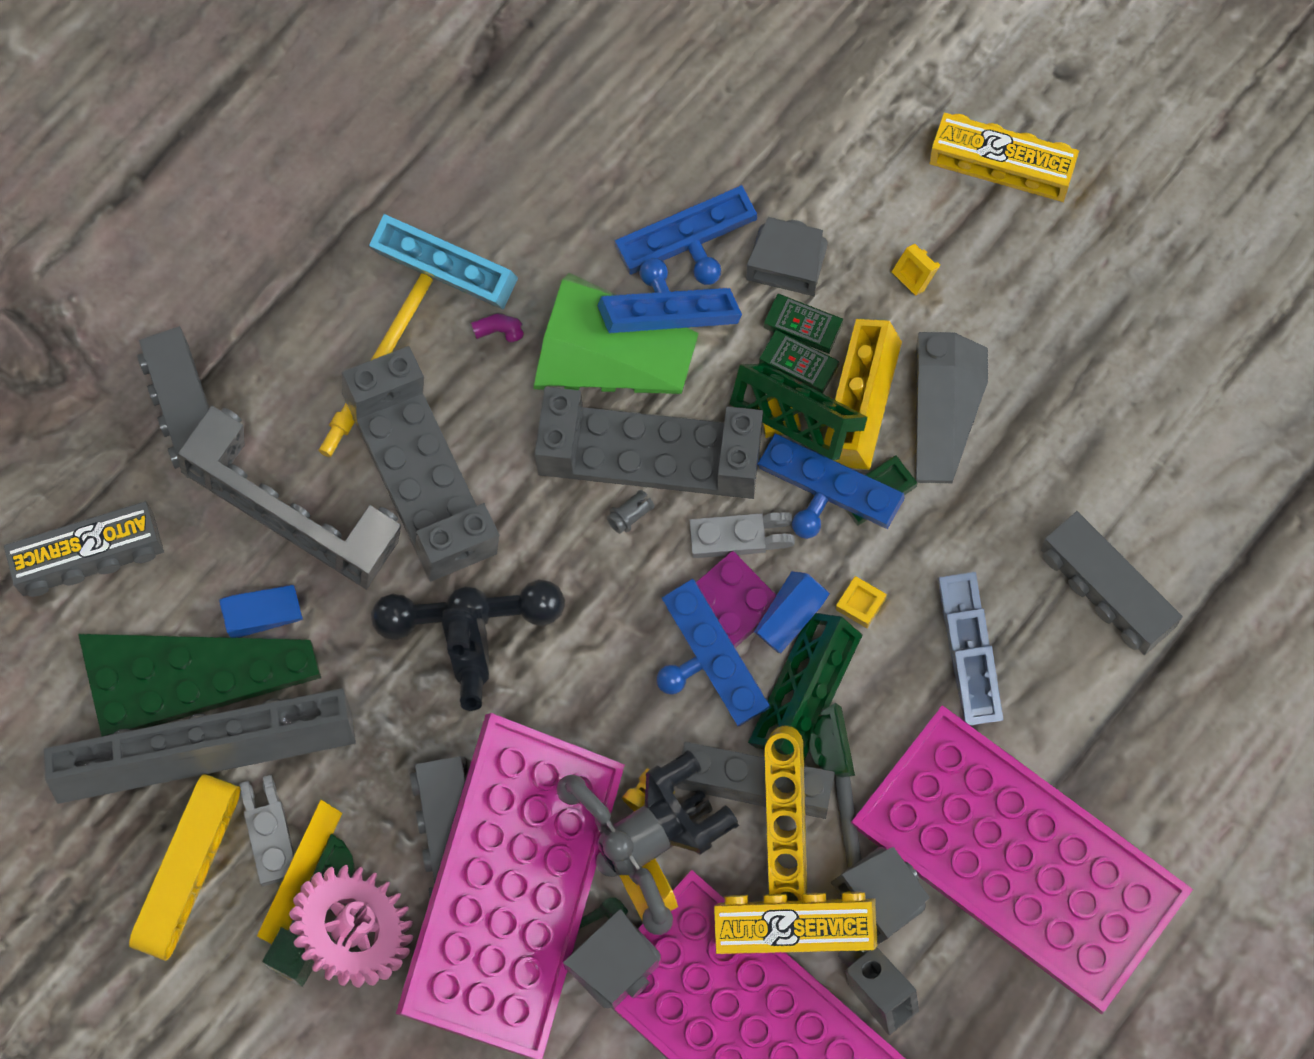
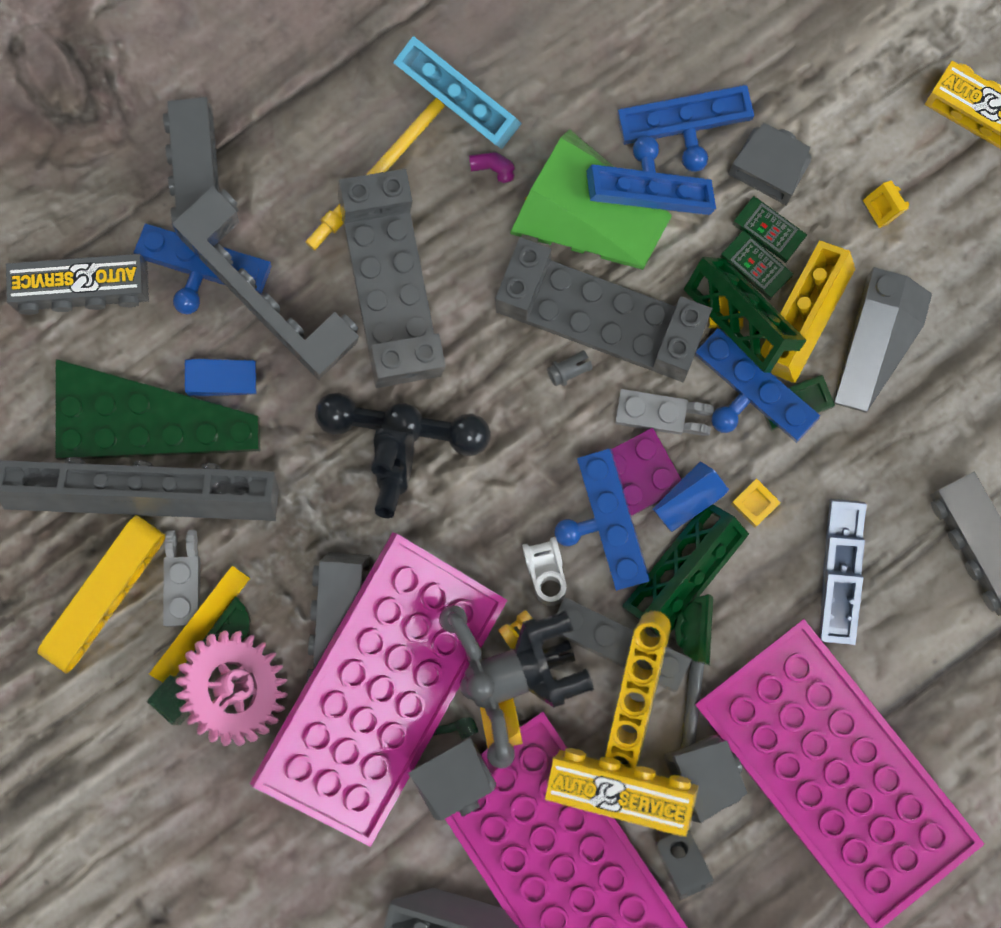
camera: 15 degrees right, 10 degrees up
(181, 494) = (168, 250): none -> blue plate
(656, 718) = (545, 564): none -> white piece

